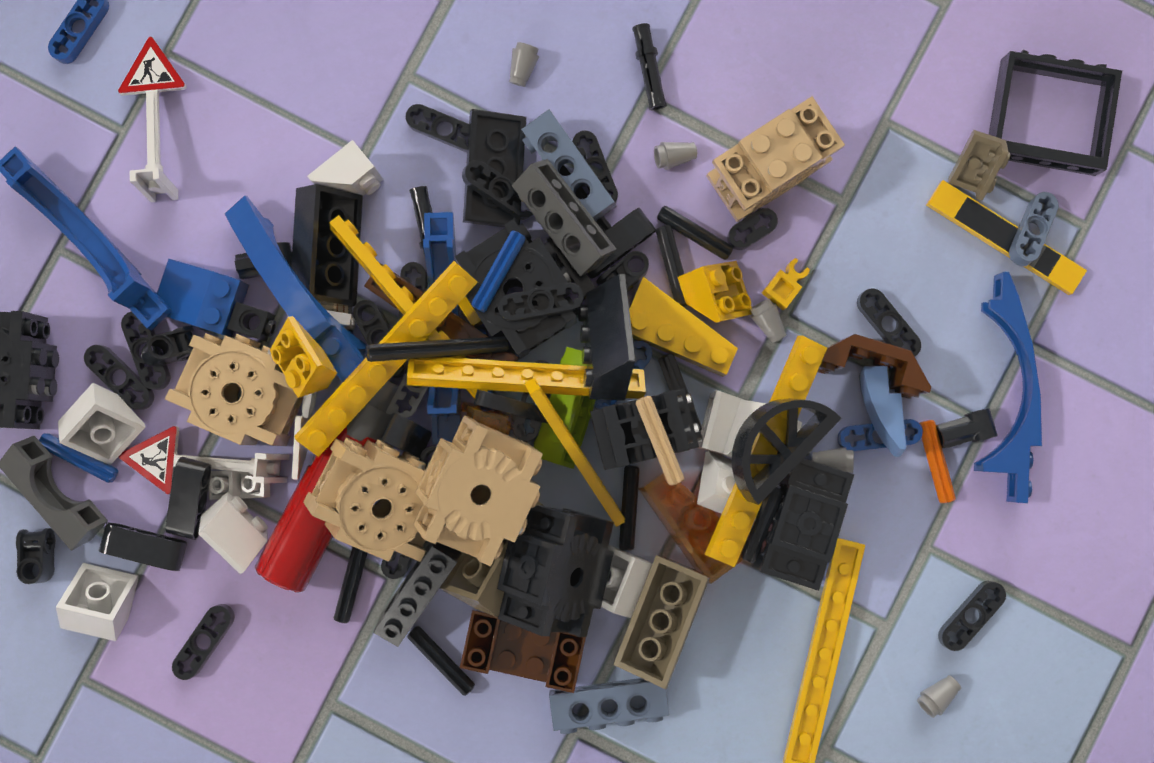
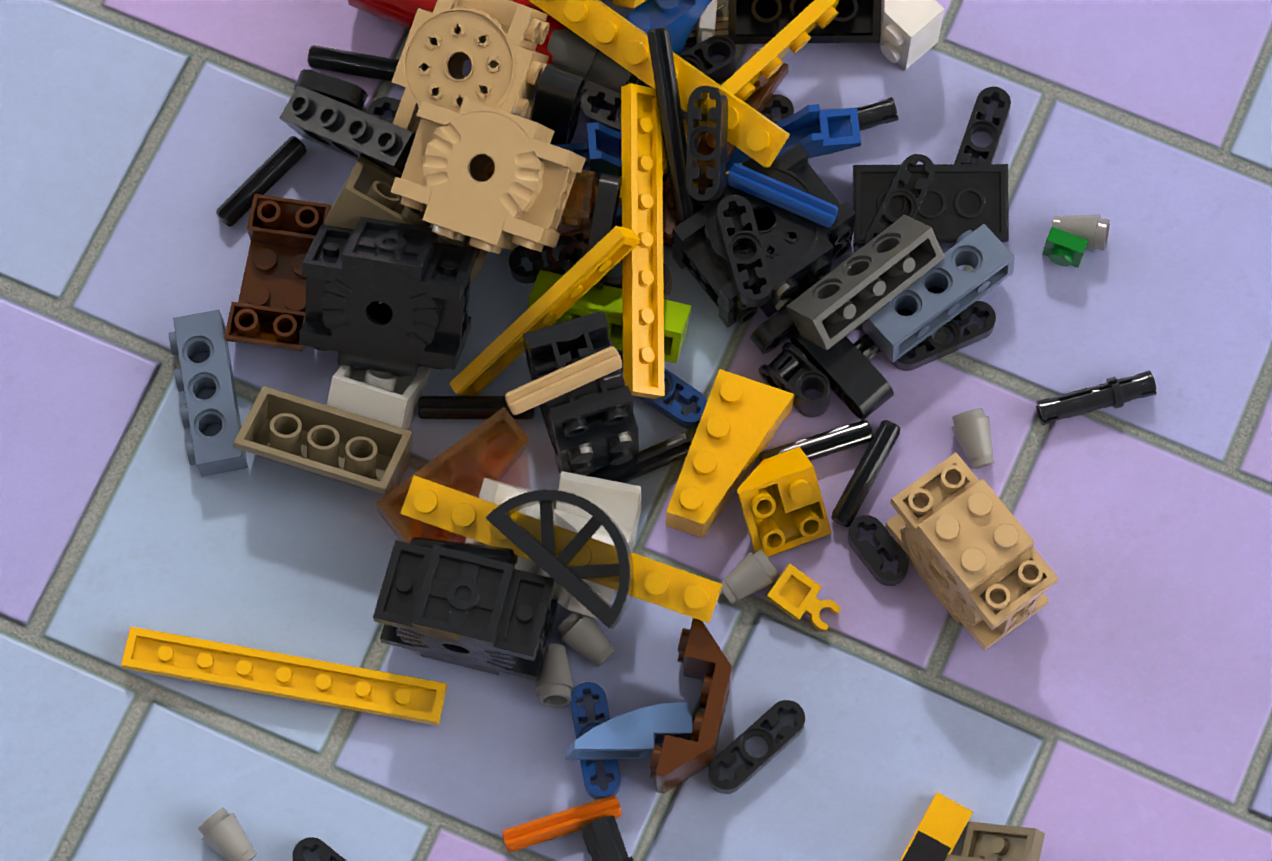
camera: 85 degrees right, 15 degrees down
(373, 606) = (333, 88): none -> black beam
(437, 312) = (694, 131): none -> black beam
(536, 76) = (1064, 248): none -> green plate
(607, 340) = (698, 339): black slope -> none

